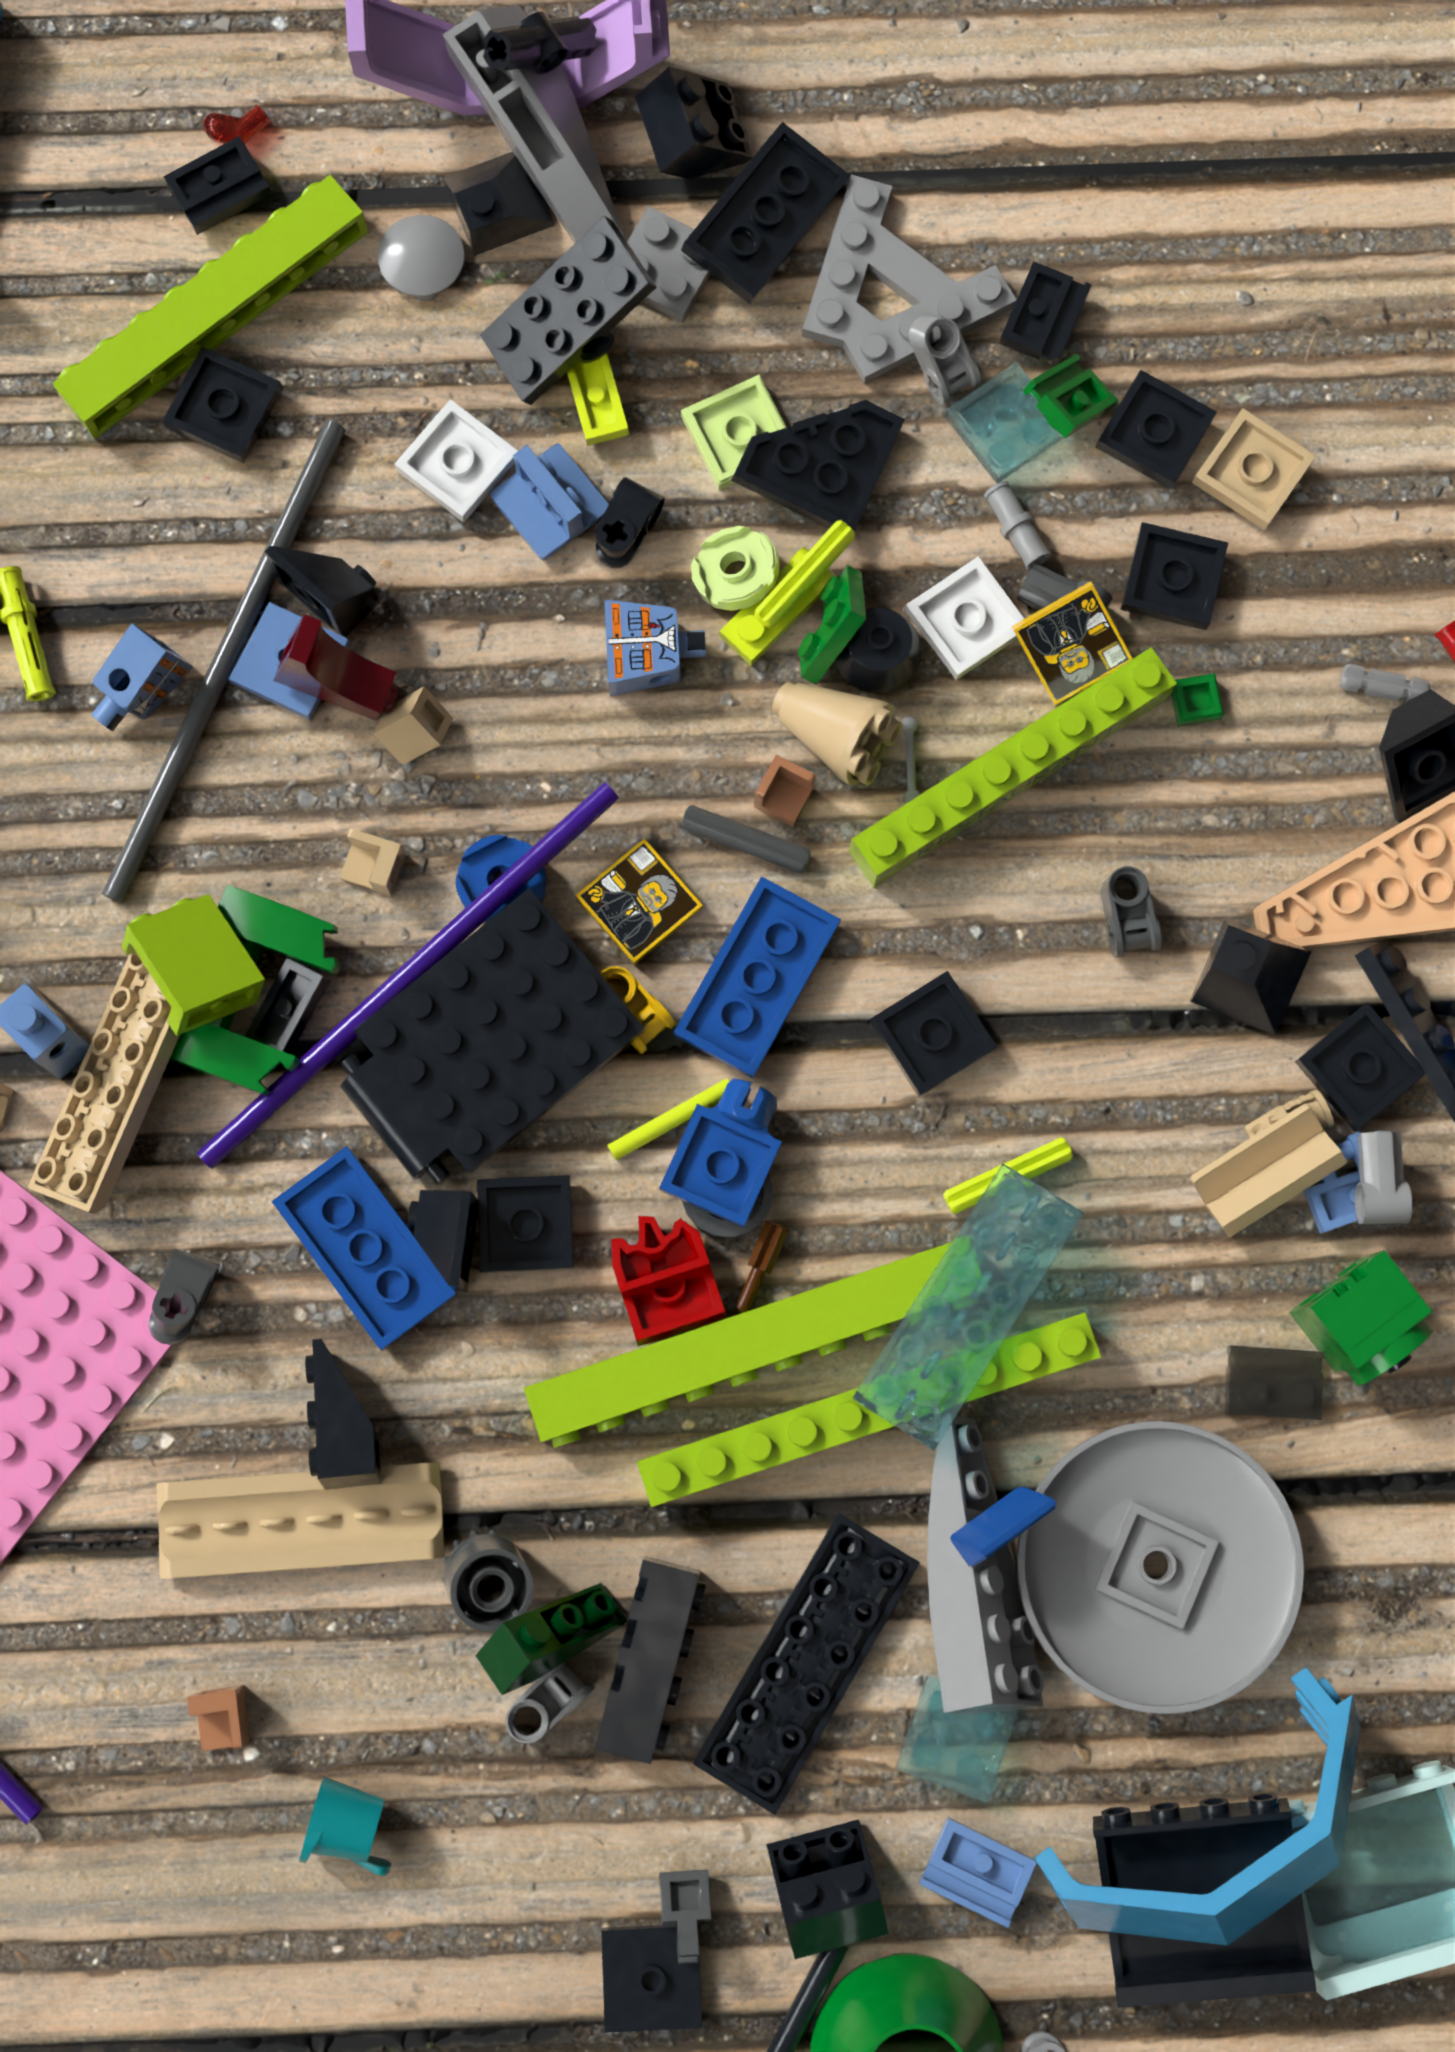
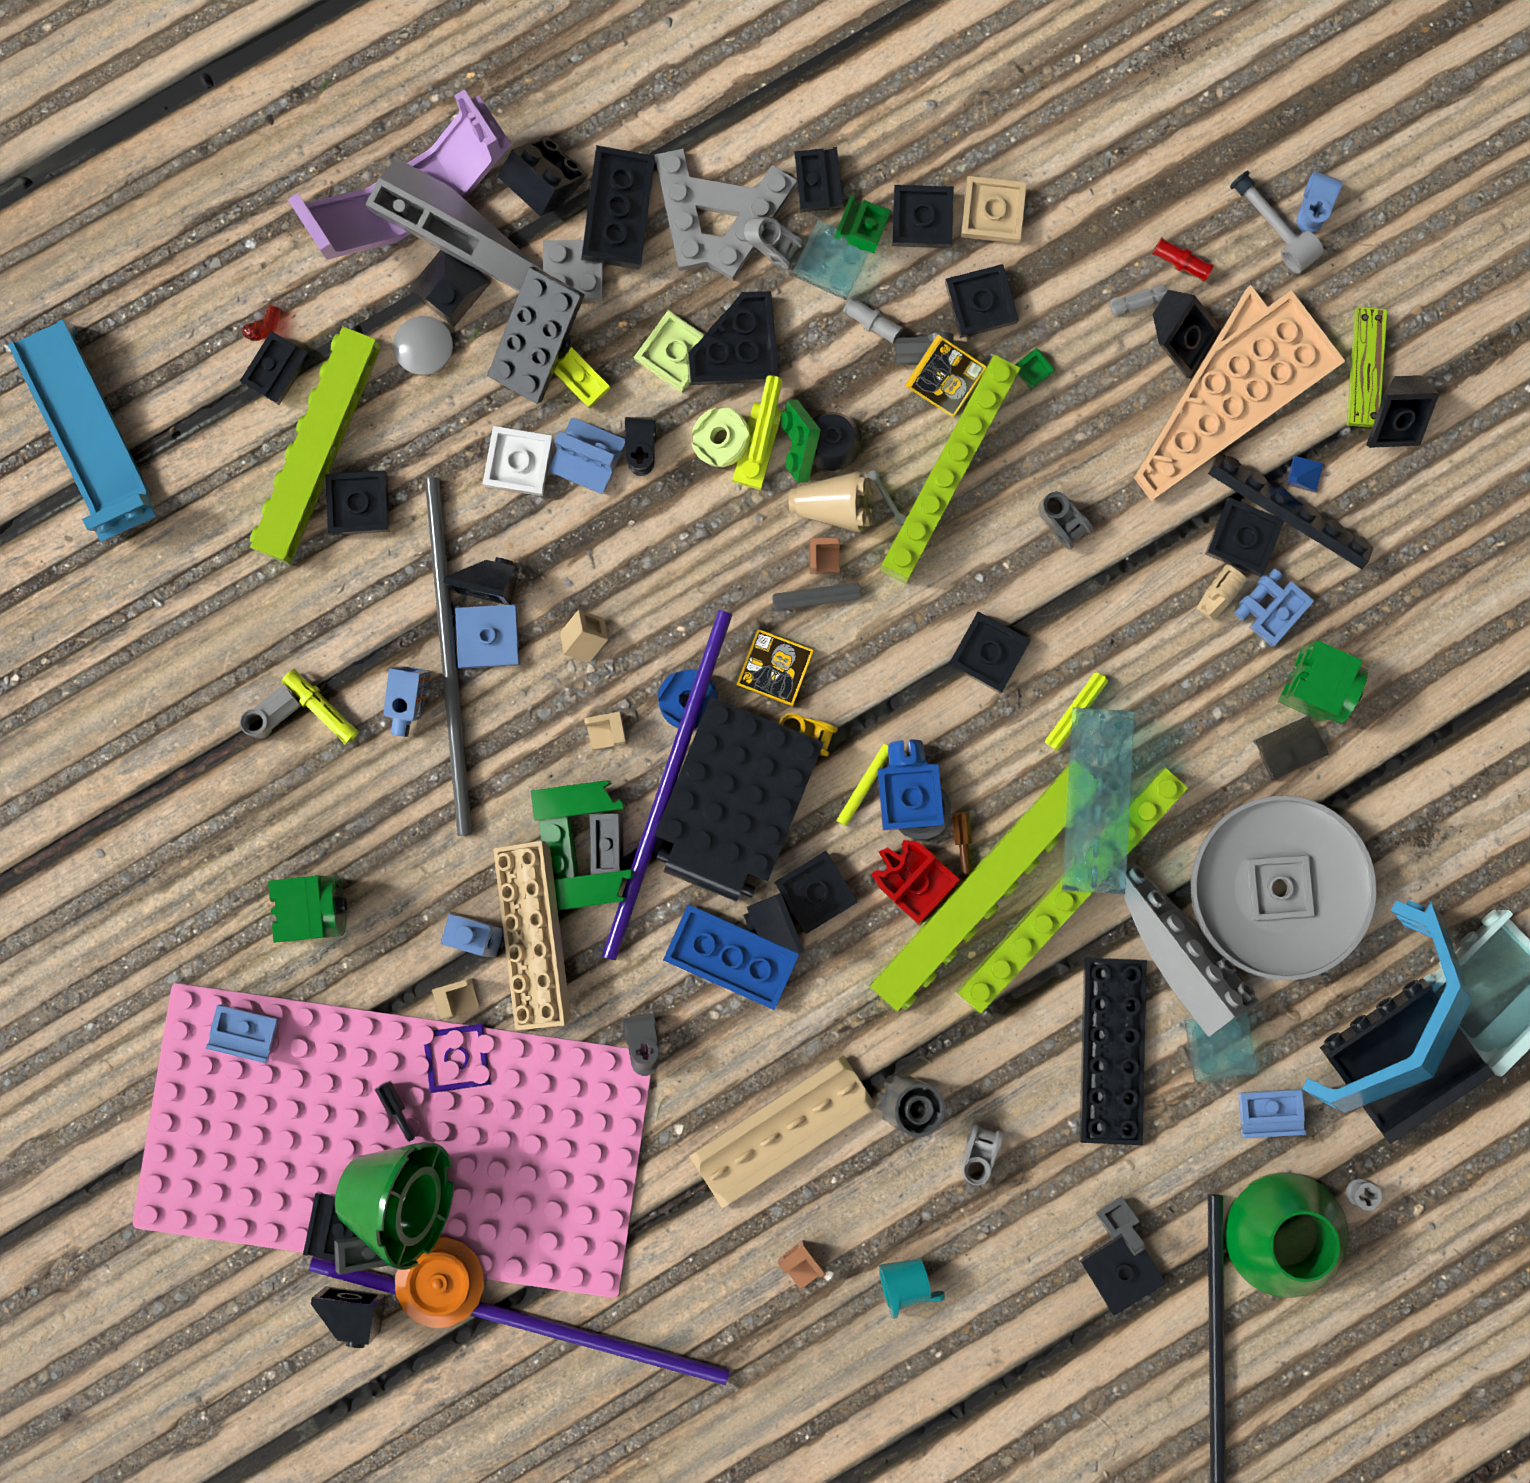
camera: 25 degrees left, 5 degrees up
(195, 962) = (540, 846): lime panel -> none
(334, 673) = (517, 631): dark red arch -> none
(345, 1438) = (783, 1068): black slope -> none
(539, 43) = (426, 177): black piece -> none
(548, 1637) = (964, 1118): dark green slope -> none
(646, 646) = (694, 513): medium blue torso -> none
(648, 1660) = (1025, 1098): black wedge -> none
(757, 977) = (869, 675): blue plate -> none
(827, 1889) = (1194, 1169): black slope -> none
(965, 617) = (873, 393): white plate -> none
(1001, 1524) = (1184, 914): blue slope -> none
(1250, 976) = (1153, 518): black slope -> none
(1267, 1170) = (1224, 628): tan panel -> none
(1382, 1193) = (1296, 604): light grey piece -> none

